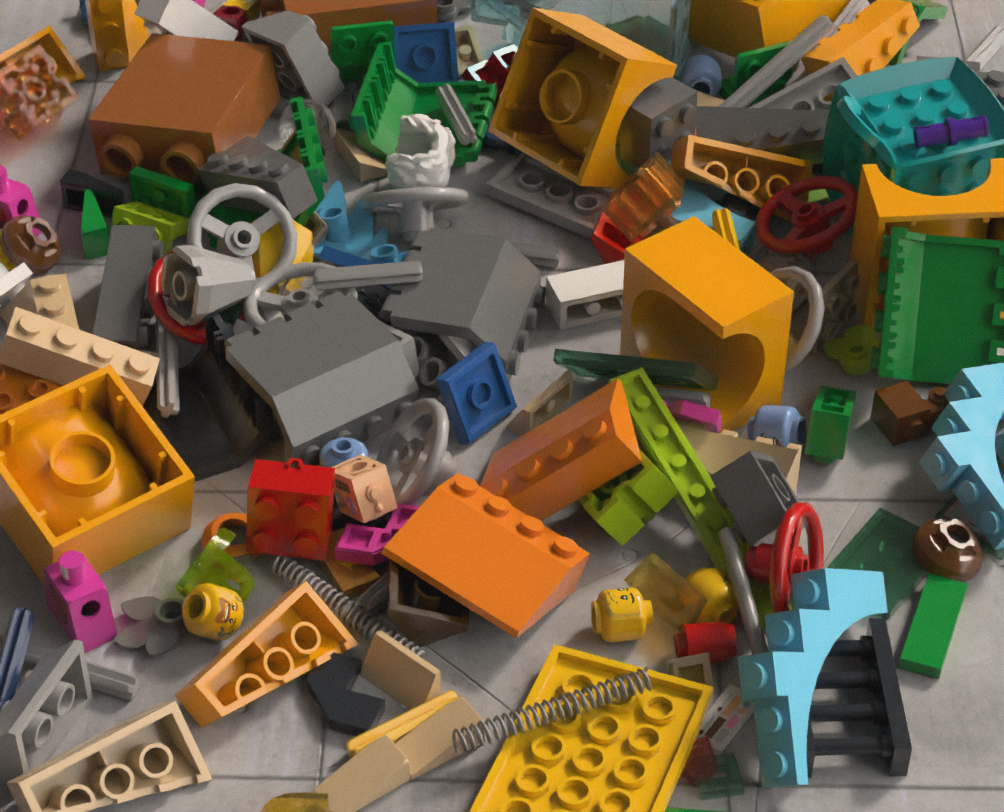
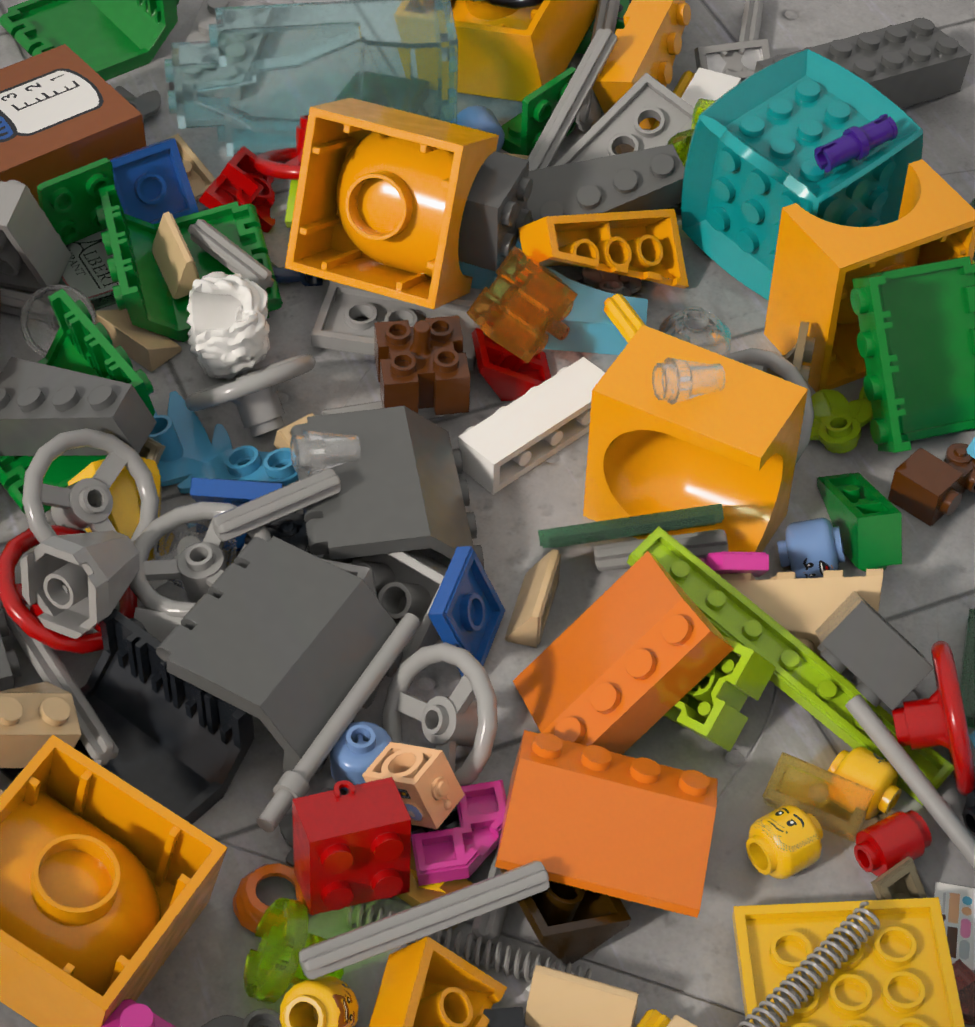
camera: 25 degrees left, 5 degrees up
(309, 568) = (423, 920): none -> light grey axle
(345, 426) = (295, 782): none -> light grey bar
(418, 97) = (174, 257): none -> tan slope
(422, 248) = (322, 450): none -> clear cone
(547, 221) = (422, 365): none -> reddish brown brick
(695, 257) = (685, 379): none -> clear cone
(810, 220) = (707, 278): red piece -> none

